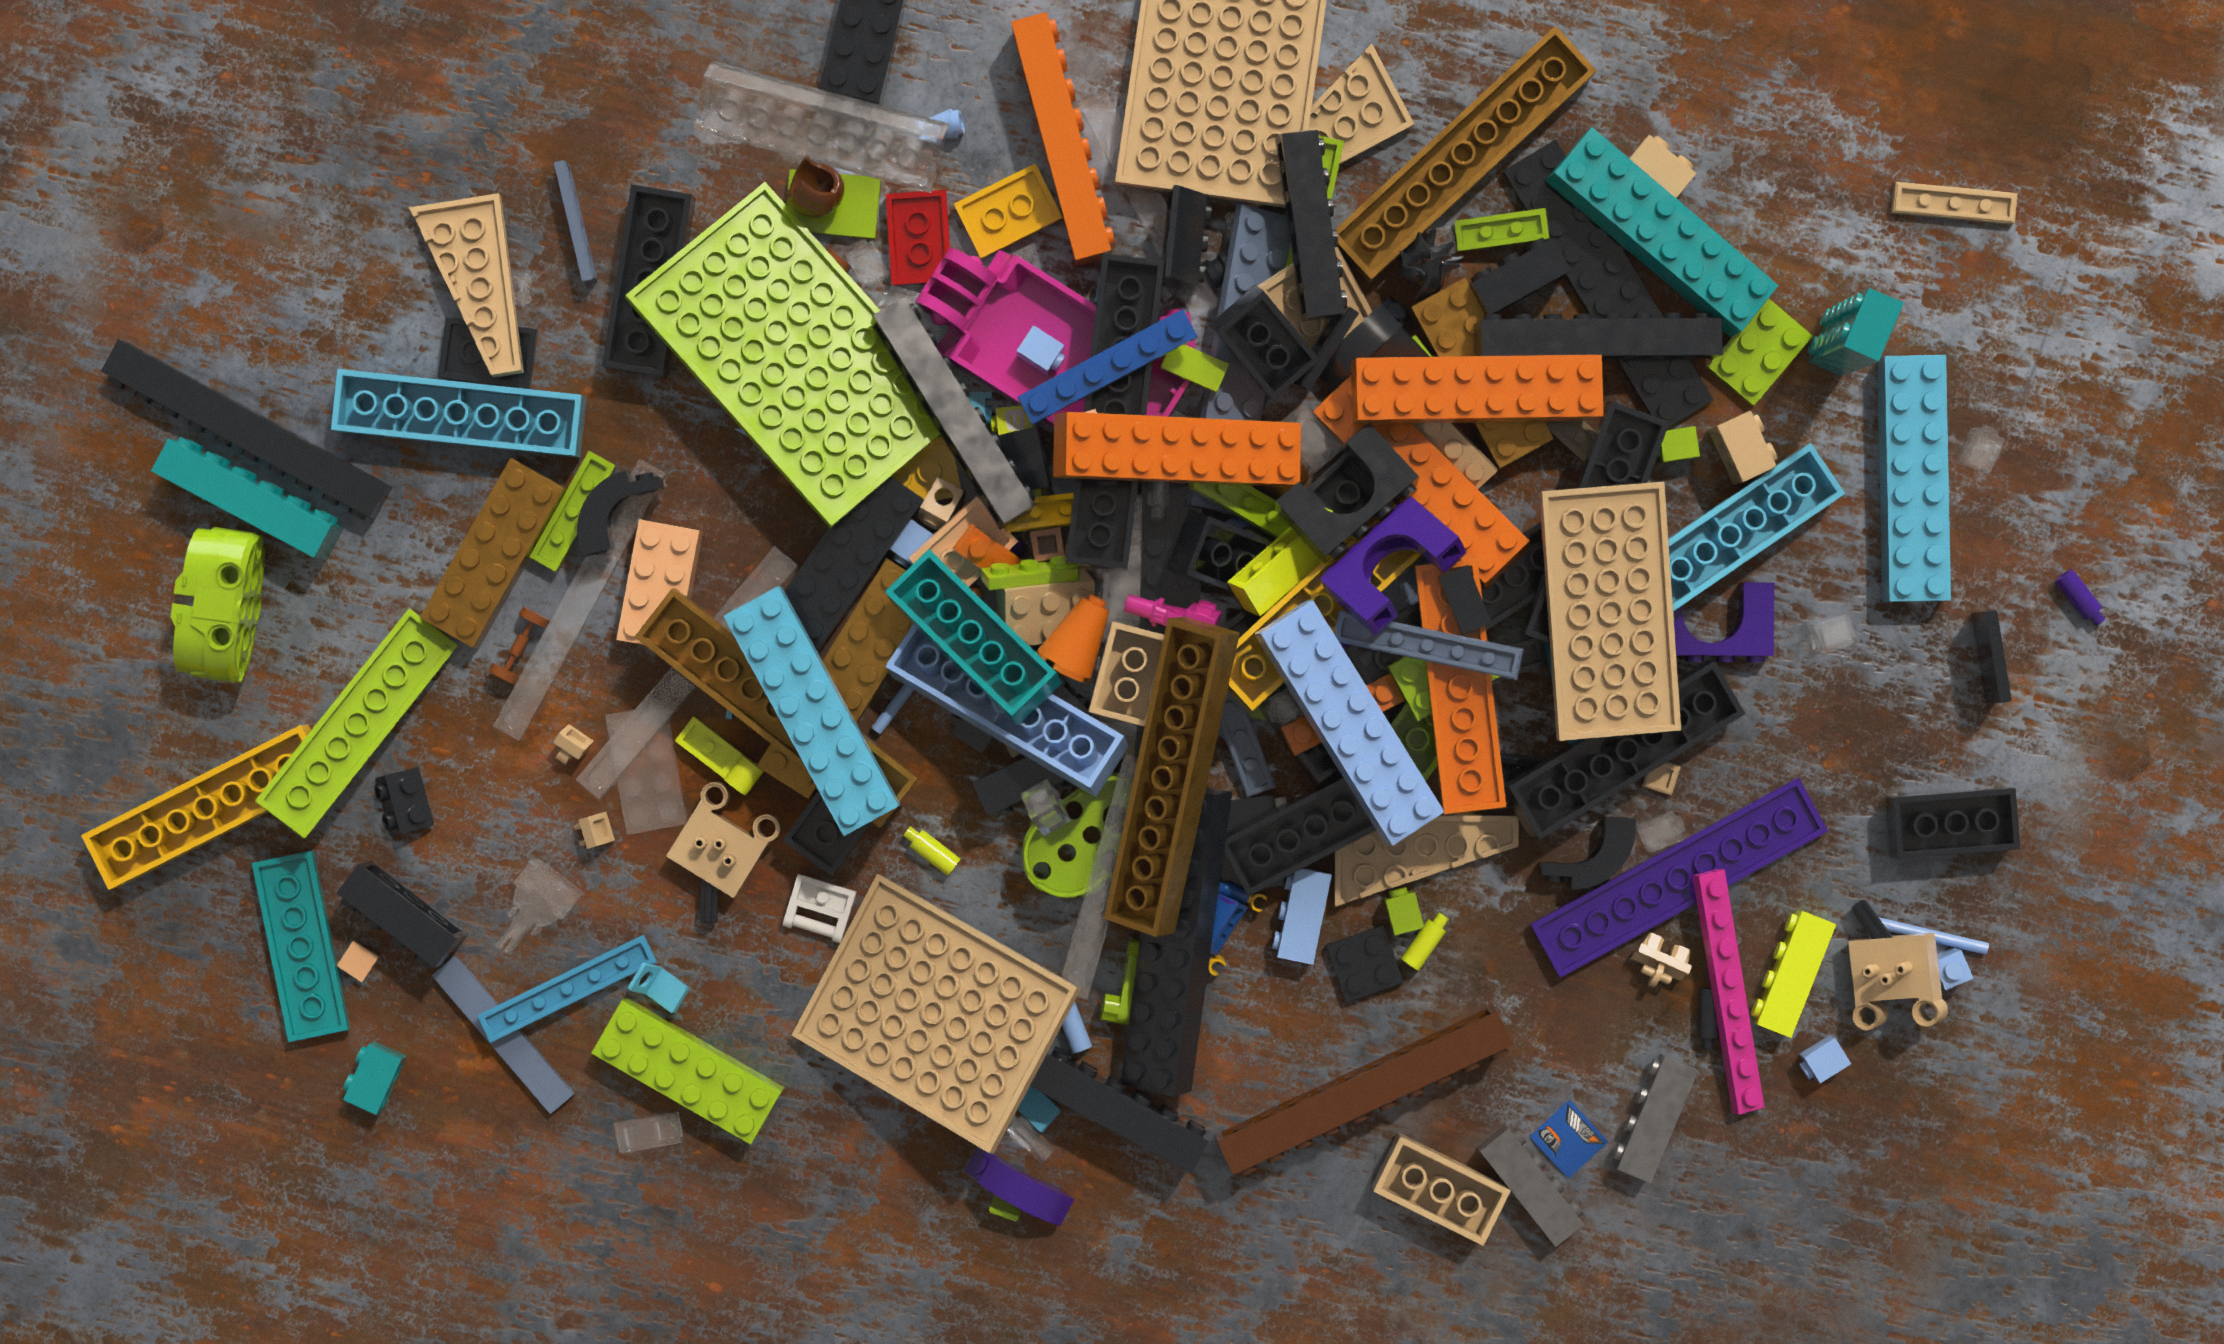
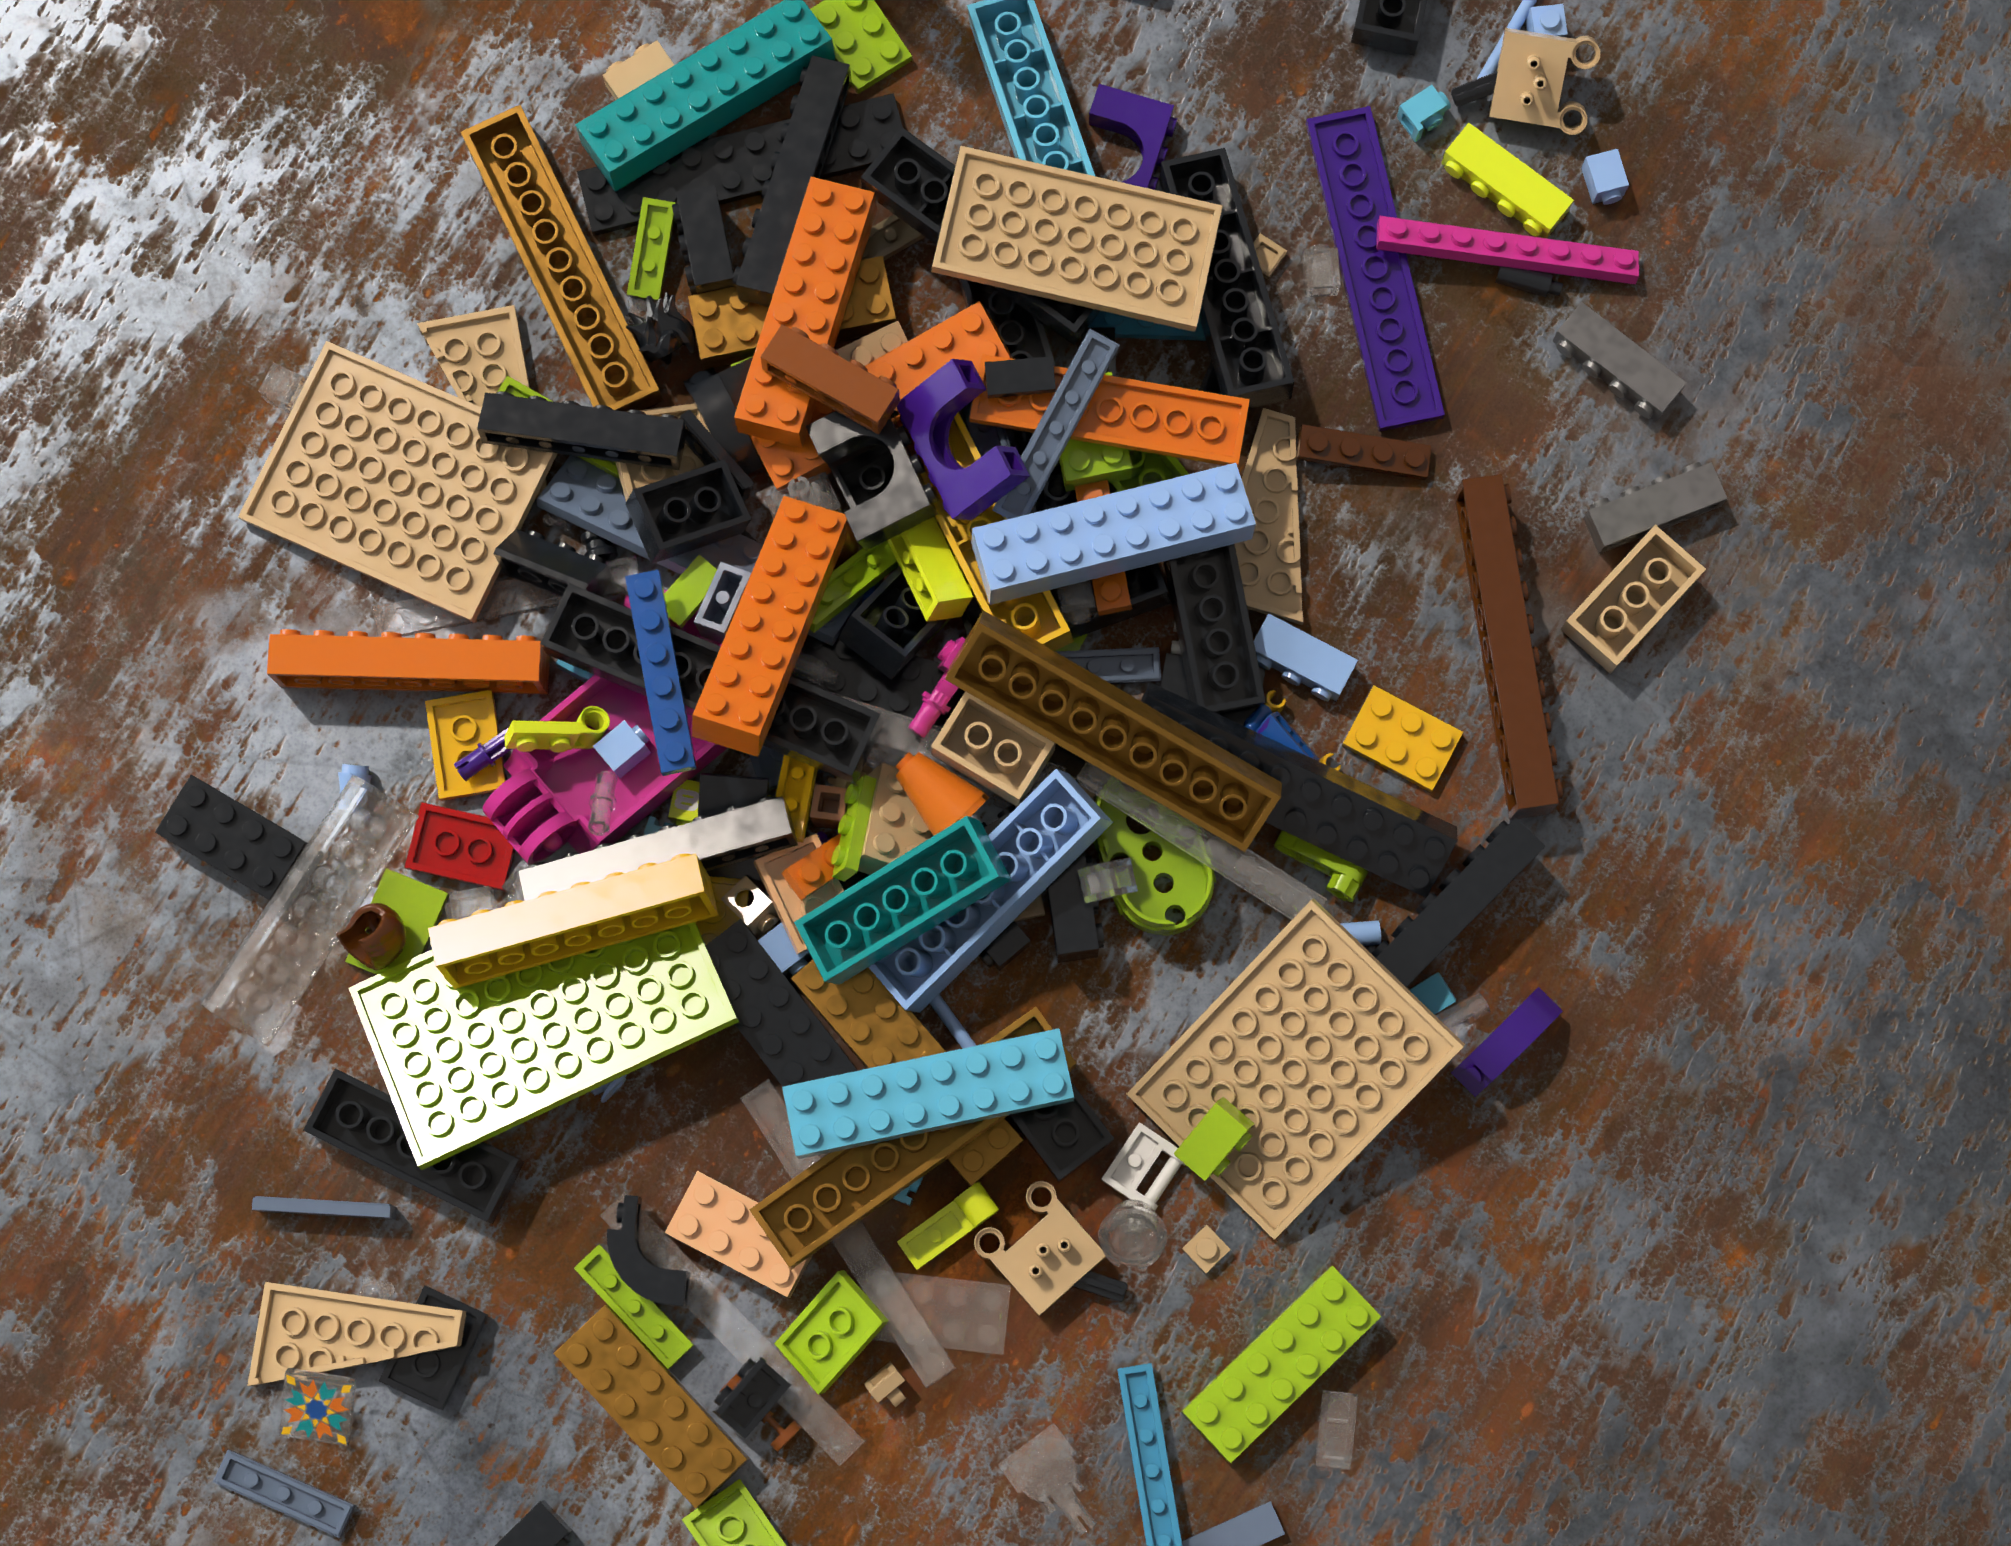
camera: 70 degrees left, 10 degrees down
(332, 267) = (284, 1493): none -> sand blue tile
(409, 272) = (317, 1406): none -> tile
(458, 413) = (486, 1399): medium azure brick -> none
(524, 635) = (750, 1397): none -> black bracket
(595, 830) = (988, 1387): tan tile -> none
(599, 685) = (831, 1332): none -> lime plate
(660, 986) = (1180, 1367): medium azure bracket -> none
(757, 915) = (1132, 1234): none -> clear cone
(767, 979) = (1206, 1249): none -> tan plate
(857, 961) = (1214, 1139): none -> lime brick
(873, 359) = (573, 920): none -> brick
(932, 850) = (1119, 1028): neon yellow cylinder -> none
(986, 349) = (602, 803): none -> clear pin
(1002, 233) = (482, 756): none -> dark purple axle
(1004, 1209) = (1525, 1064): lime slope -> none
(1032, 293) = (558, 735): none -> neon yellow plate
(1189, 400) = (721, 601): none -> sand blue brick
(1258, 1021) = (1402, 738): none -> yellow plate
(1364, 963) = (1372, 611): black plate -> none
(1403, 911) = (1328, 554): lime brick -> none
(1412, 433) = (830, 378): none -> dark orange brick
(1425, 942) = (1367, 541): neon yellow cylinder -> none
(1505, 915) = (1363, 452): none -> reddish brown plate
(1568, 1139) = (1616, 457): blue sticker -> none
(1610, 855) = (1332, 329): black arch -> none
(1660, 965) = (1460, 310): tan hips -> none
(1679, 445) = (931, 132): lime brick -> none
(1743, 447) = (951, 74): tan brick -> none
(1831, 634) = (1169, 45): clear brick -> none
(1837, 880) = (1423, 112): none -> medium azure brick

